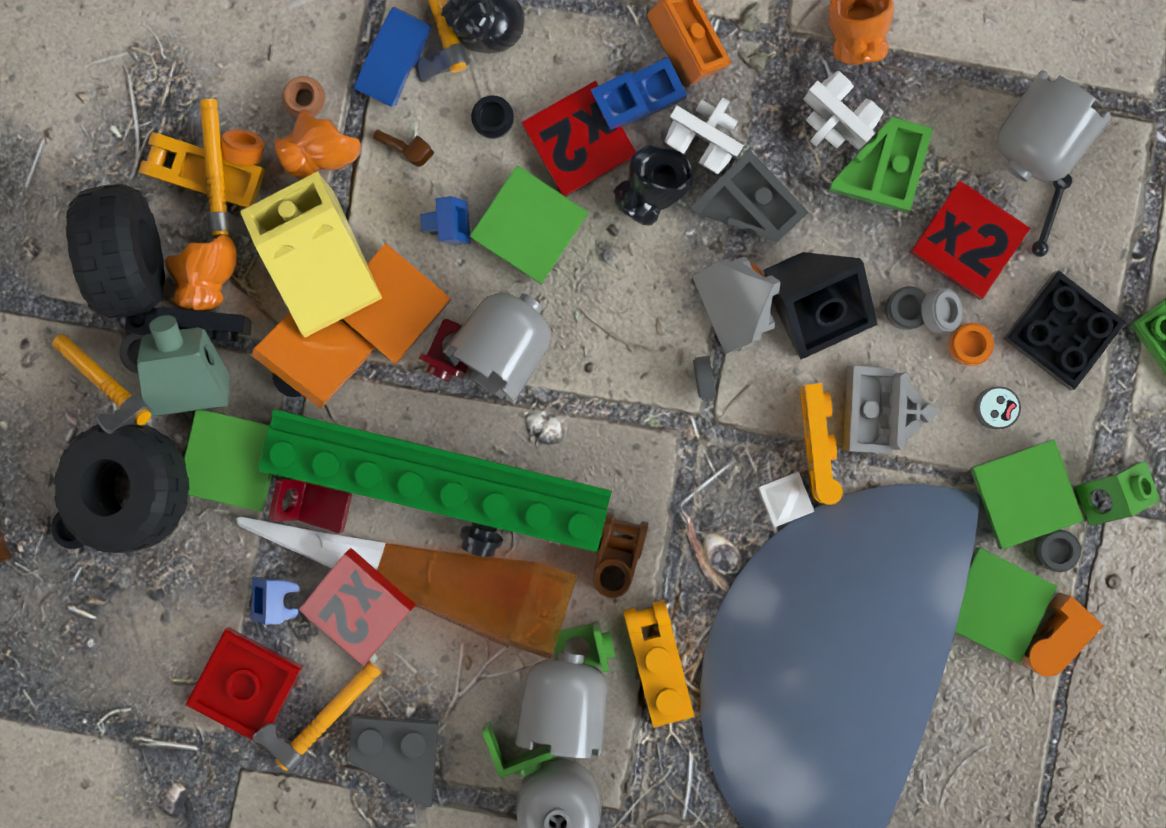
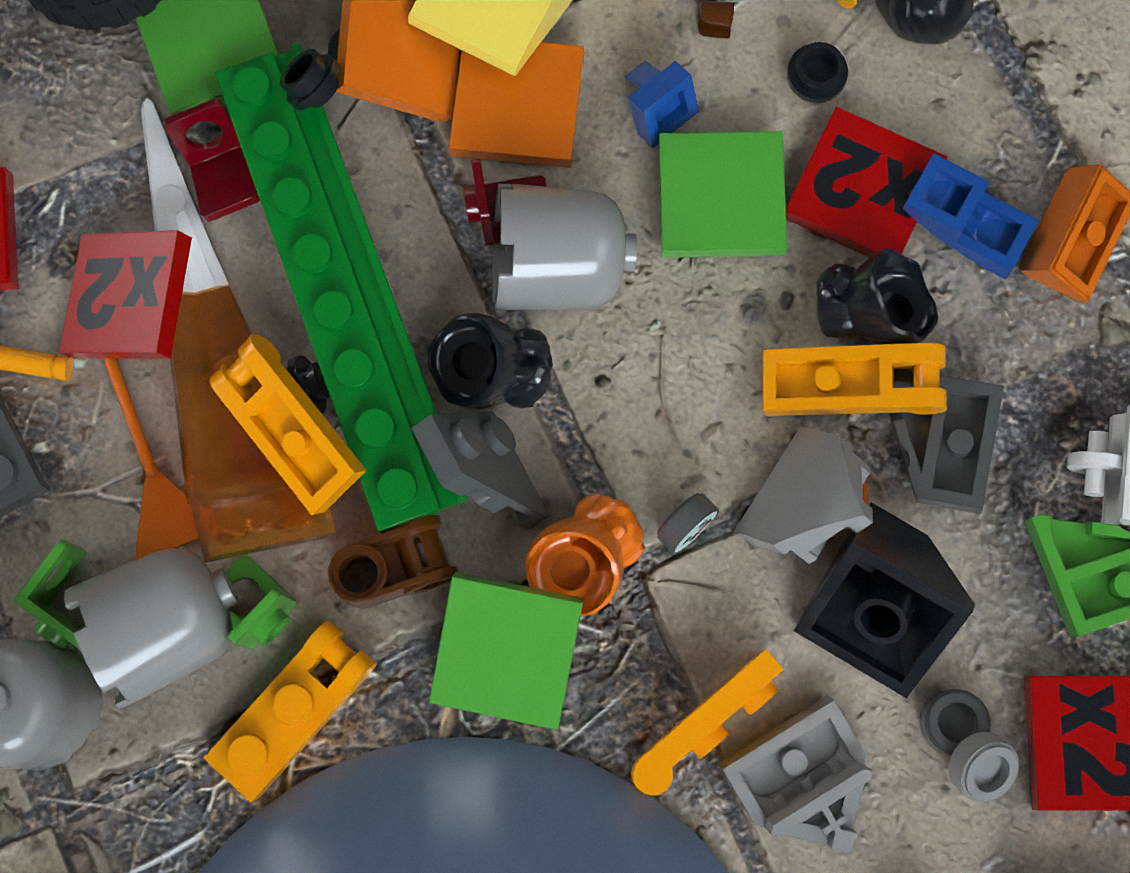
camera: 60 degrees right, 10 degrees down
(268, 600) = (59, 196): tile -> none
(306, 419) = (310, 79): none -> black plate
(496, 662) = (164, 515): none -> orange piece
(502, 564) = (286, 425): none -> light orange plate
(537, 427) = (488, 363): none -> black hair
(595, 470) = (478, 460): none -> dark grey wing
(685, 449) = (586, 552): none -> orange hair
(688, 231) = (853, 380): none -> light orange plate
(708, 524) = (506, 650): none -> bright green tile
(720, 147) = (976, 297): white hips -> none
(785, 499) = (606, 731): white tile -> none
(971, 344) = (969, 837): orange tile -> none

